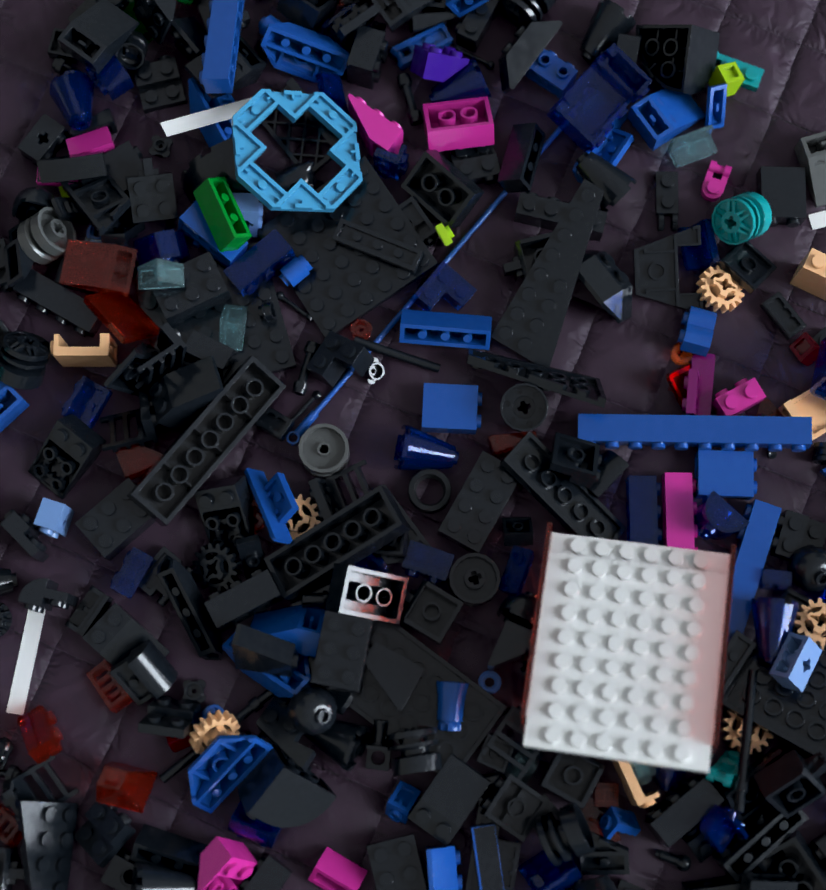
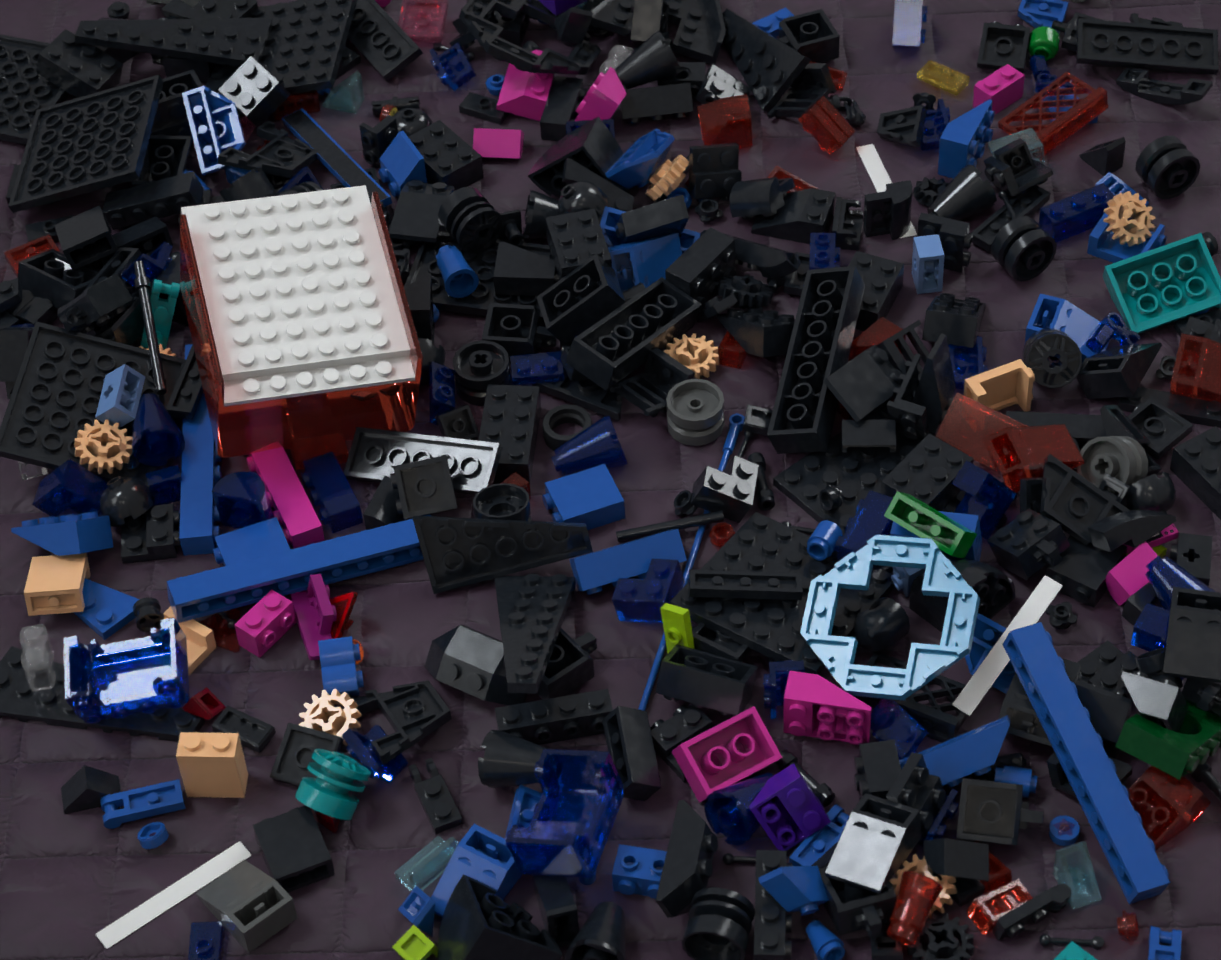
camera: 160 degrees right, 30 degrees down
(160, 275) = (954, 453): clear light blue slope -> none
(232, 326) = (860, 474): clear light blue slope -> none
(274, 501) = (721, 345): blue bracket -> none
(713, 188) = (382, 833): dark pink plate -> none

